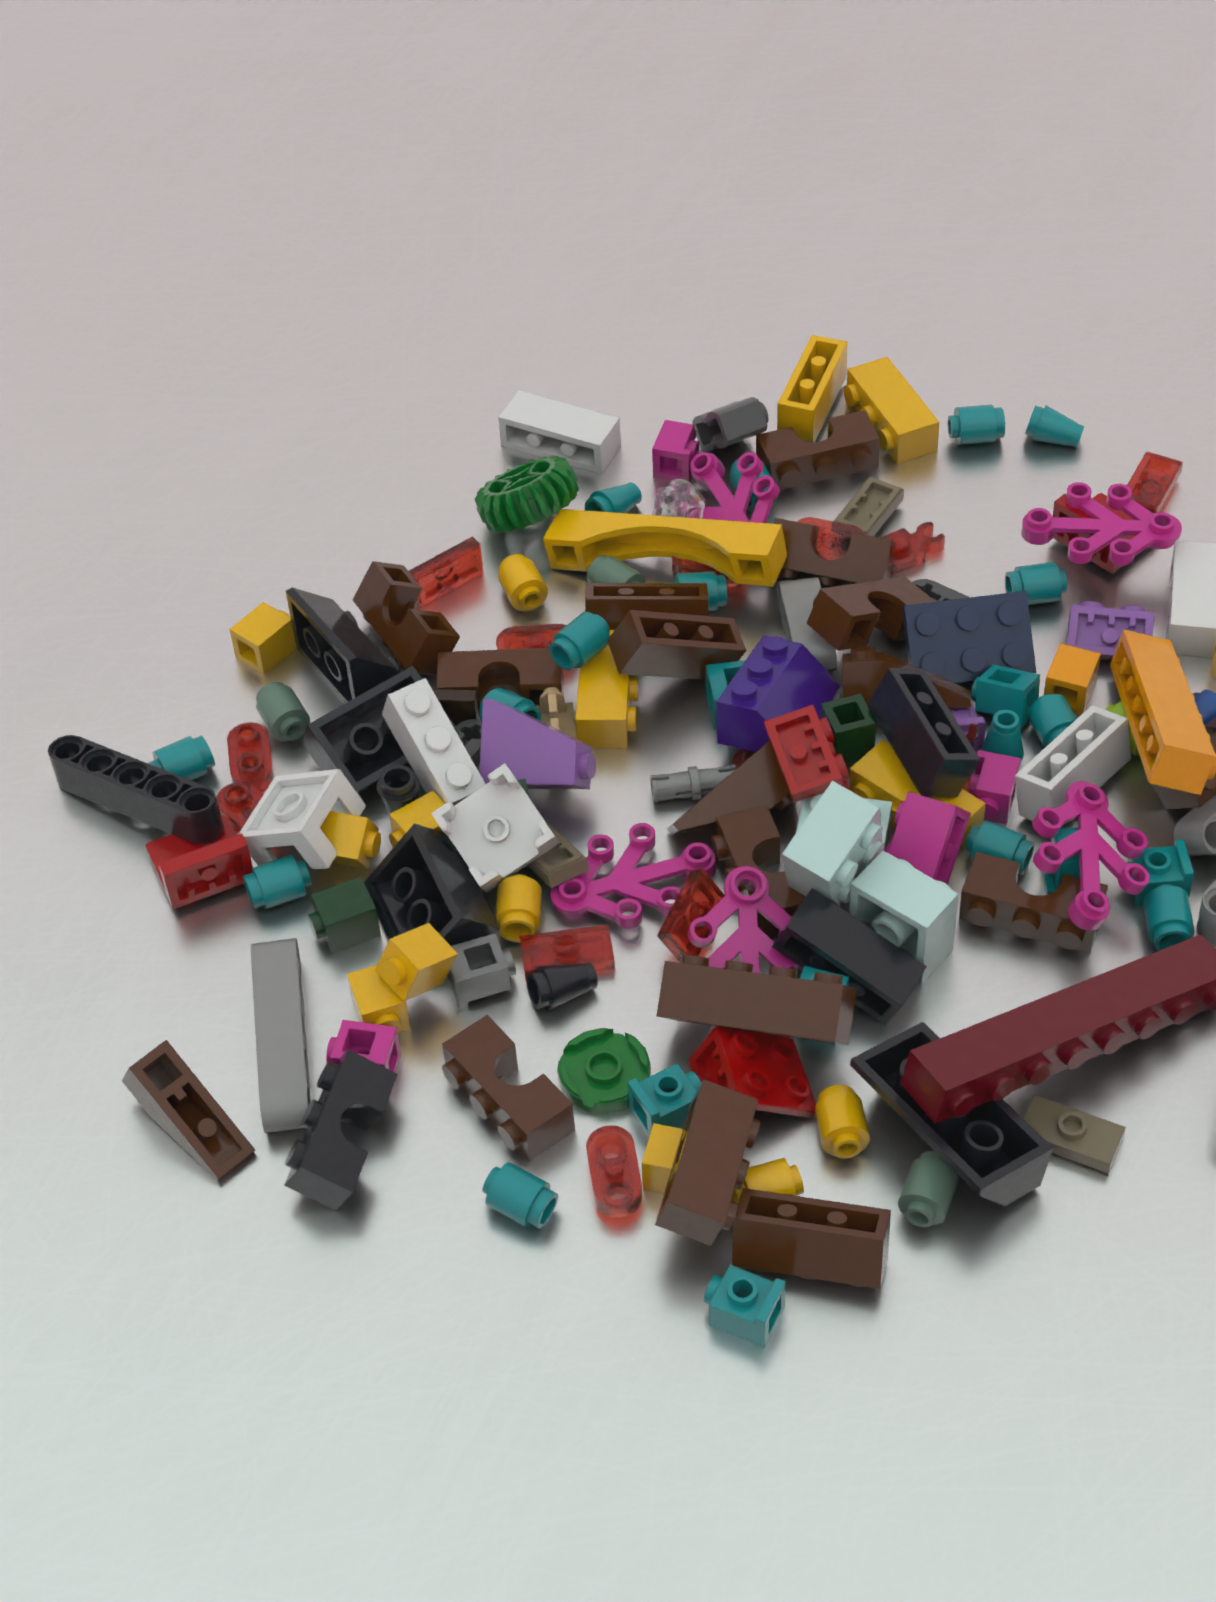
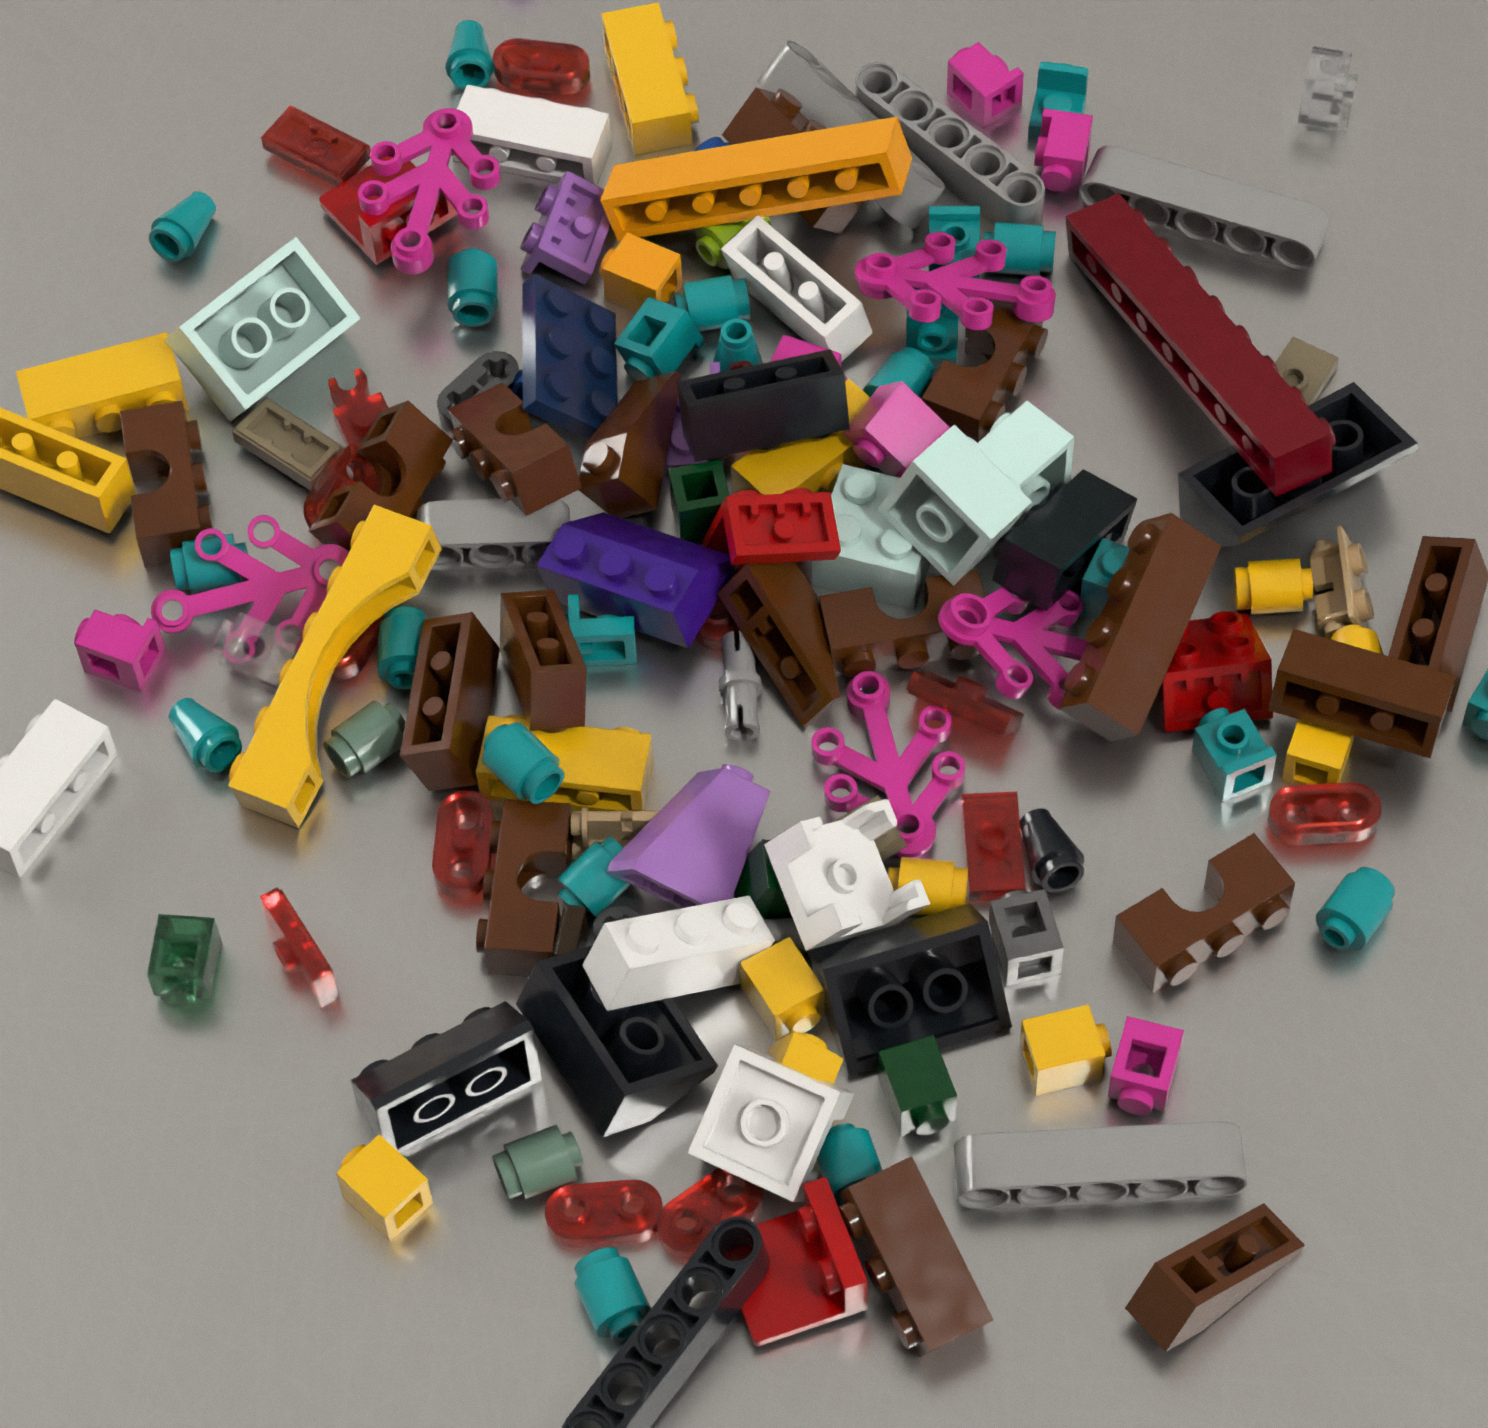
camera: 85 degrees left, 10 degrees up
(193, 913) = (913, 1257): none -> reddish brown brick
(325, 1162) = (1295, 1107): black arch -> none
(398, 787) = (732, 1006): black cone -> none
(412, 635) = (445, 984): reddish brown arch -> none
(416, 961) = (1043, 980): yellow brick -> none
(432, 517) = (184, 958): none -> clear green brick
(522, 582) = (342, 853): yellow brick -> none
(526, 494) = (187, 824): green gear -> none
(597, 1069) = (1172, 820): green tile -> none
(731, 424) = (103, 566): dark grey brick -> none
(854, 1180) = (1339, 567): none -> tan hinge
(928, 1190) = (1368, 517): sand green brick -> none
(951, 466) = (262, 329): none -> light aqua brick
(976, 424) = (158, 300): teal brick -> none

